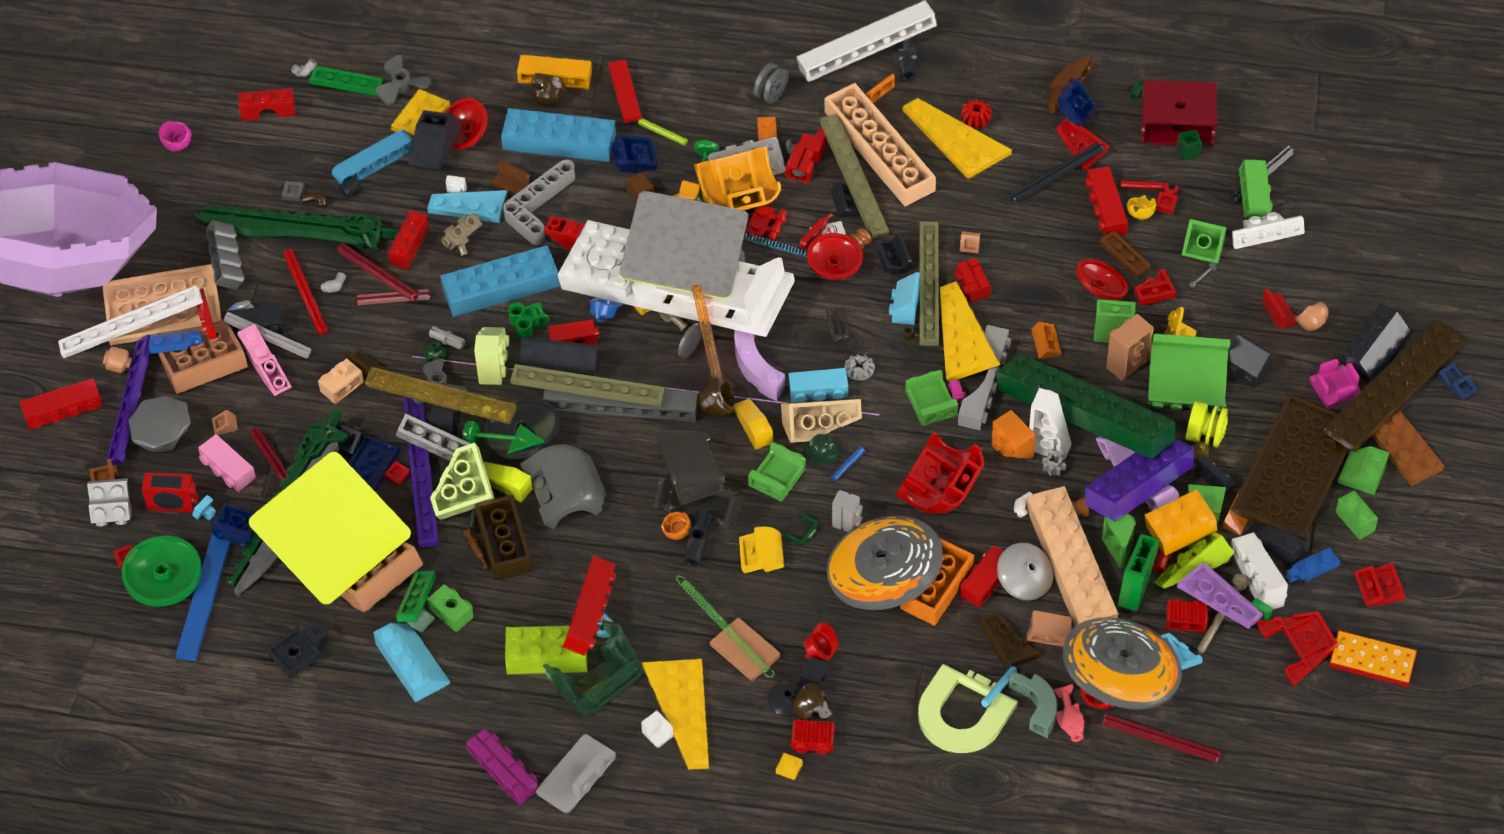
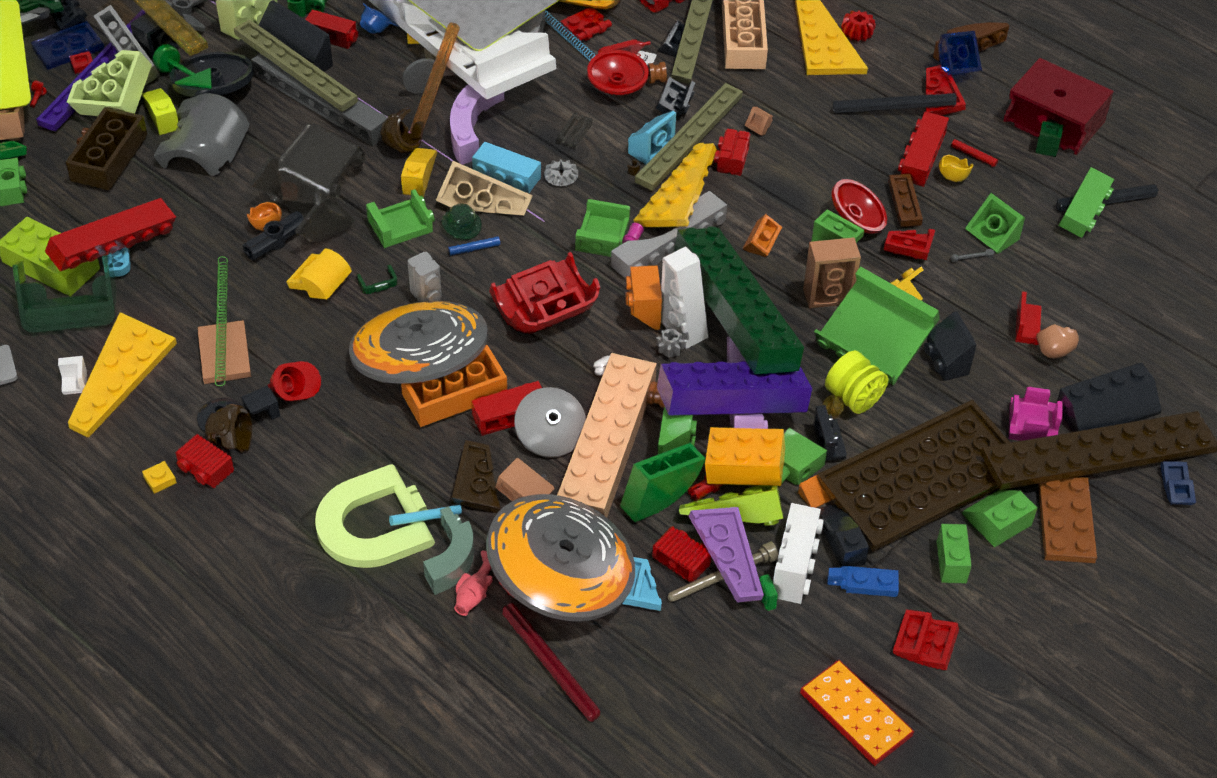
camera: 30 degrees right, 5 degrees down
(1167, 200) = (988, 176): red plate -> none
(1267, 229) = (1073, 246): white bracket -> none
(1308, 637) = (797, 651): red wing -> none

